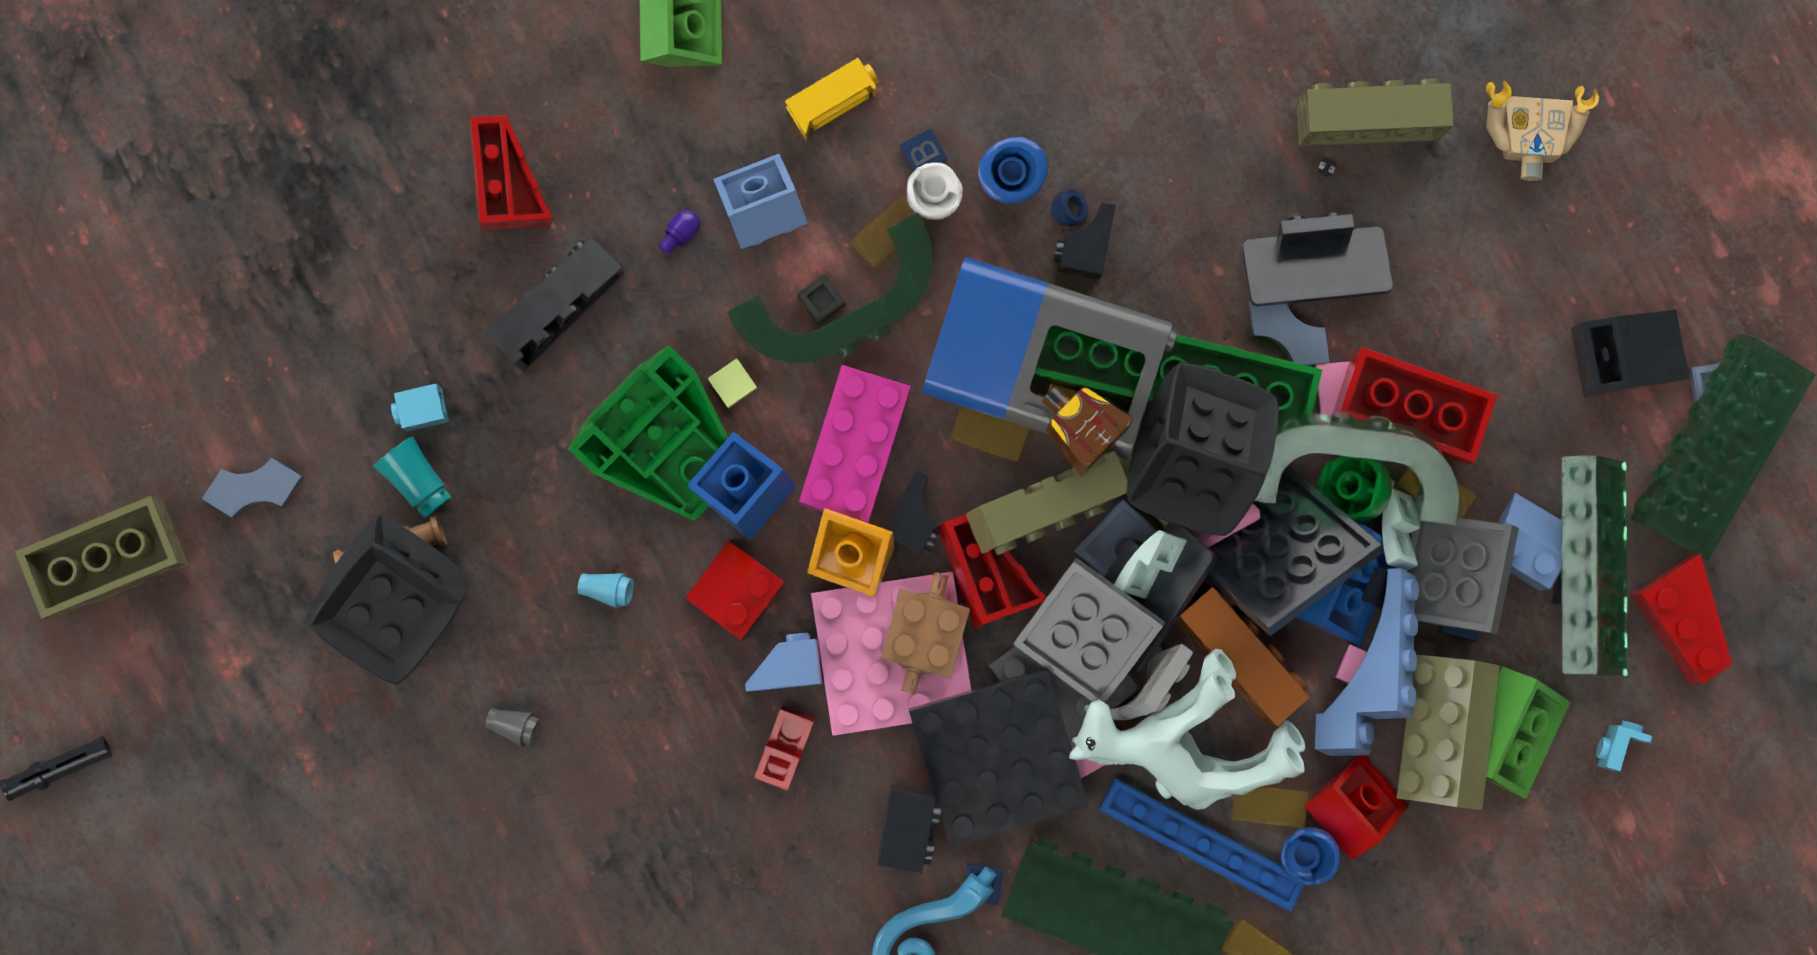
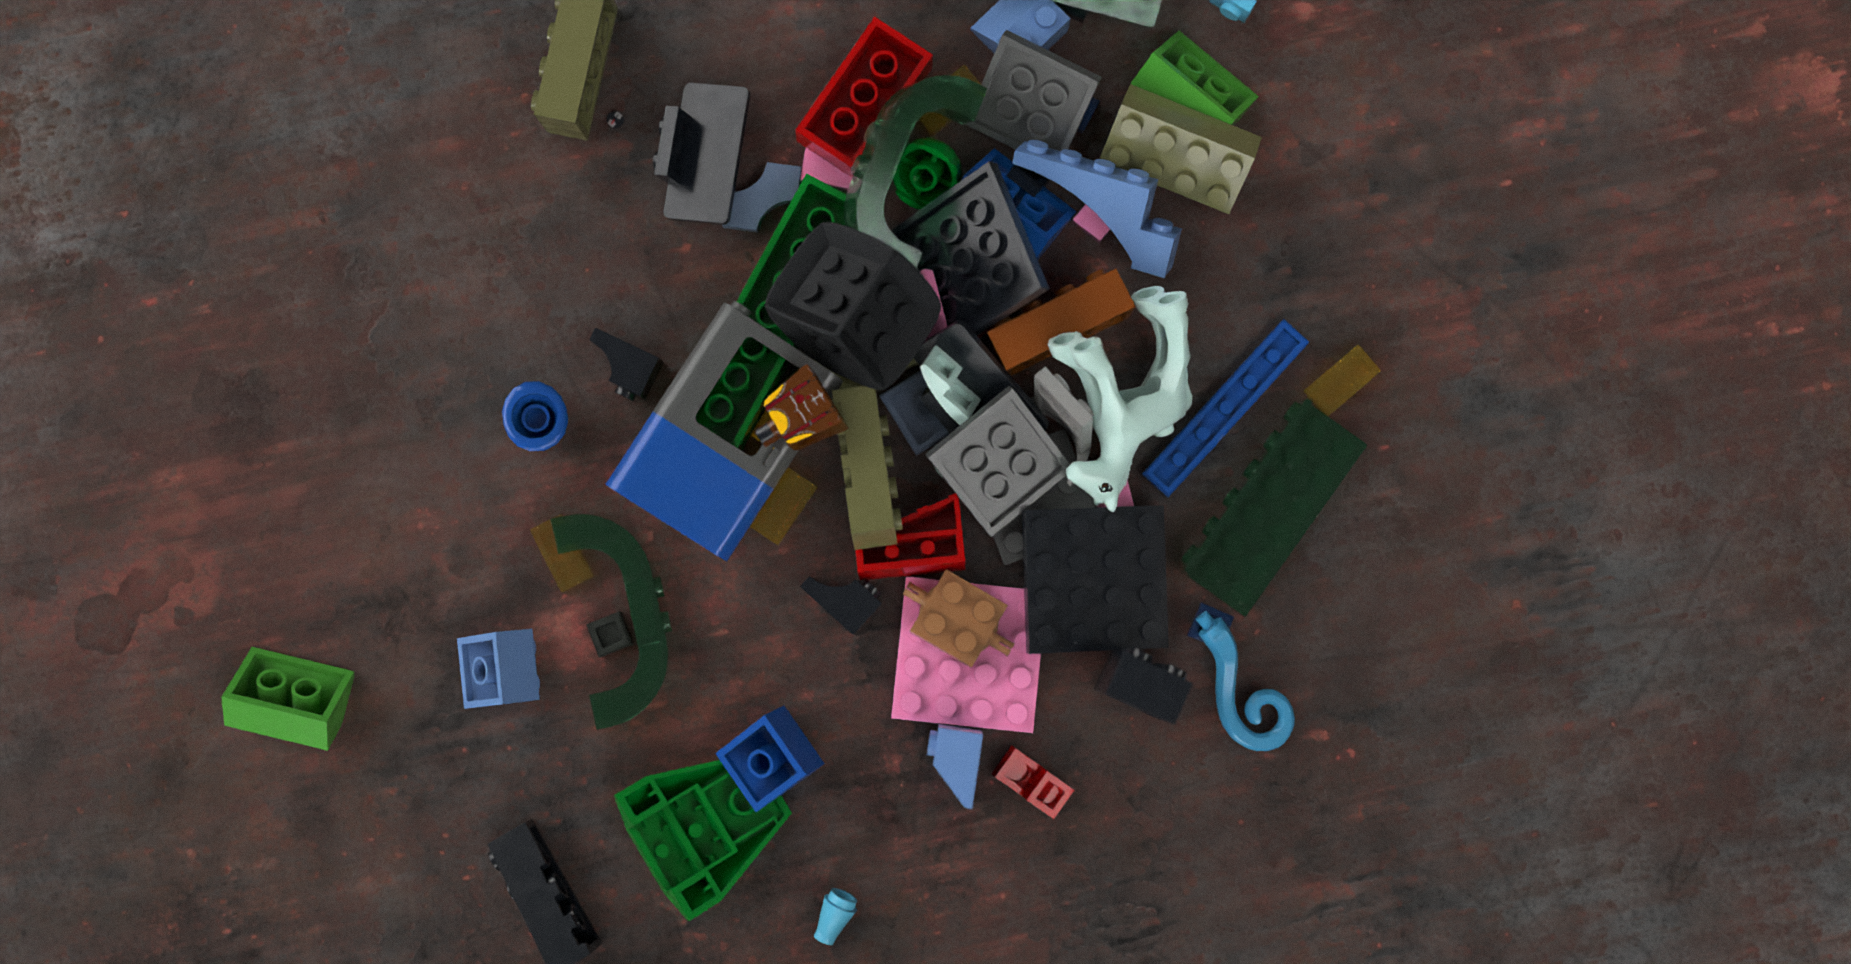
camera: 65 degrees left, 0 degrees up
(503, 182) = (408, 916): red wedge -> none
(680, 230) = (505, 754): dark purple cylinder -> none
(732, 383) = (668, 741): yellowish green tile -> none
(735, 590) = (870, 791): red slope -> none
(832, 96) = (415, 572): yellow window -> none
(851, 552) = (862, 669): light orange slope -> none
(855, 444) = (759, 638): dark pink brick -> none
(922, 150) = (494, 498): dark blue tile -> none
(934, 191) = (534, 497): white hair -> none
(1061, 211) = (588, 381): dark blue piece -> none
(1271, 806) = (1206, 333): clear yellow tile -> none
(1310, 855) = (1263, 308): blue hair -> none
(1356, 806) = (1227, 254): red slope -> none
(1397, 523) = (970, 143): light aqua slope -> none

